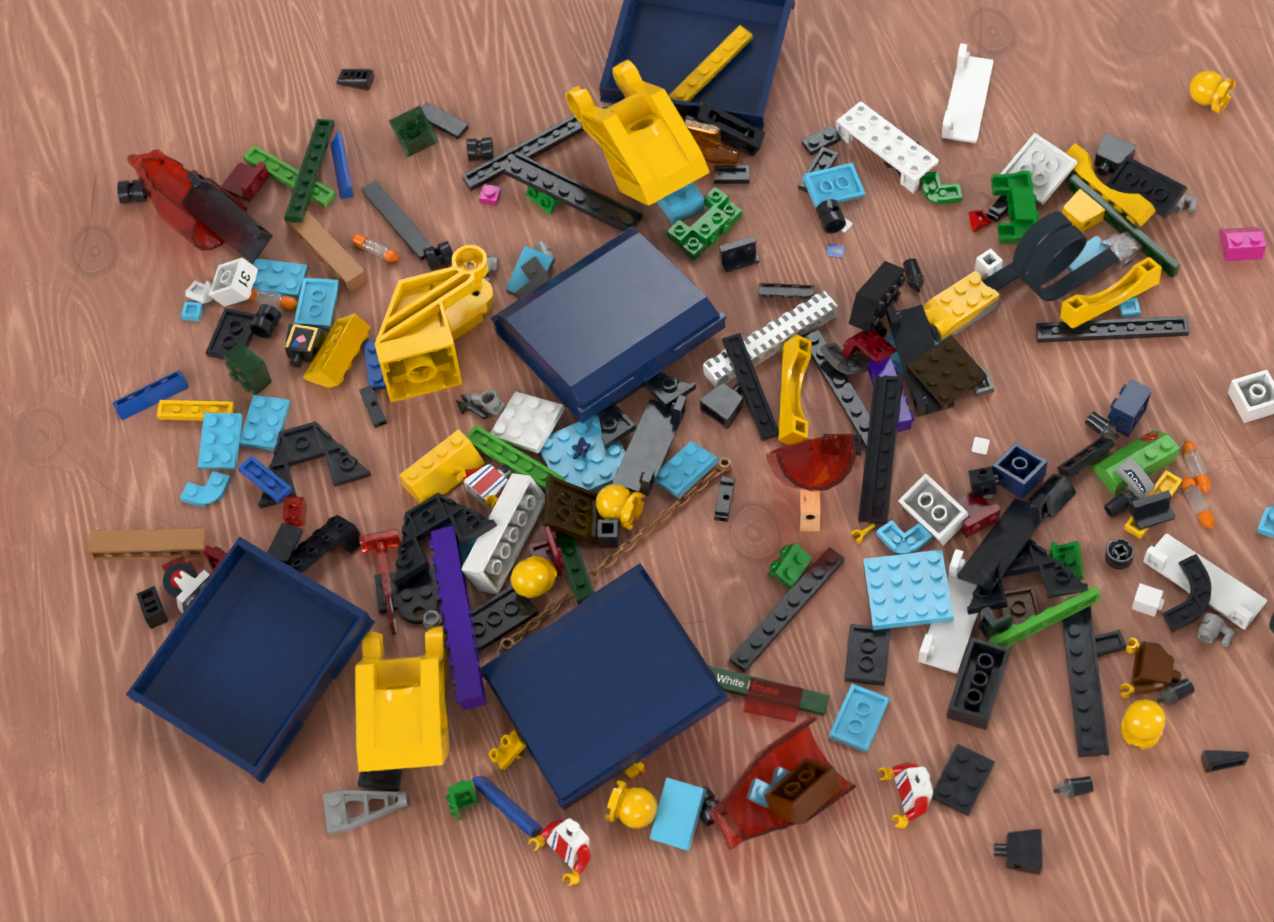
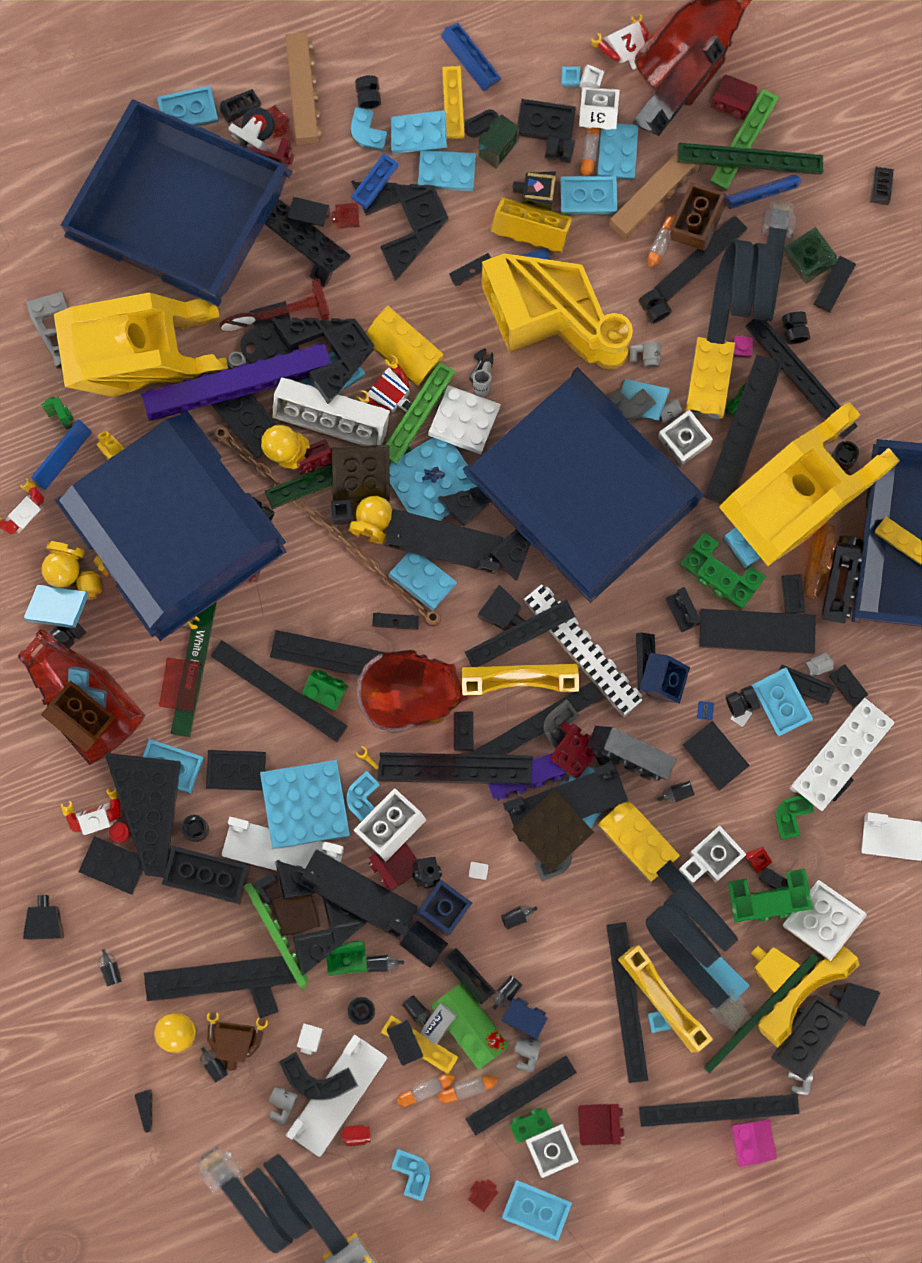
camera: 80 degrees right, 20 degrees up
(138, 651) = (190, 106): none -> medium azure tile
(167, 482) = (368, 92): none -> black wheel
(171, 260) = (625, 42): none -> torso
(222, 388) = (480, 123): none -> black tile
(358, 212) = (698, 216): none -> reddish brown brick
(502, 214) = (745, 279): none -> piece
(573, 240) = (685, 438): none -> white brick
(654, 782) = (90, 583): none -> yellow head
(758, 547) = (321, 653): none -> black plate
(764, 202) = (757, 631): none -> black tile
(800, 155) = (819, 665): none -> light grey piece
(805, 271) = (664, 678): none -> dark blue brick
(879, 244) = (715, 755): none -> black tile
(895, 734) = (149, 801): none -> black wing
(928, 692) = (195, 828): none -> black wheel
(931, 763) = (119, 832): none -> red brick
(972, 242) = (718, 853): none -> white brick
(1027, 411) = (518, 916): none -> black piece
(1072, 528) = (383, 963): none -> black piece
(1157, 410) = (530, 1049): none -> light grey piece
(1201, 424) = (520, 1095): none -> black tile
(1213, 266) = (719, 1110): none -> black plate
(1228, 355) = (600, 1124): none -> dark red bracket
(1230, 411) = (532, 1125): none -> green bracket
(1244, 565) = (356, 1135): none -> red brick

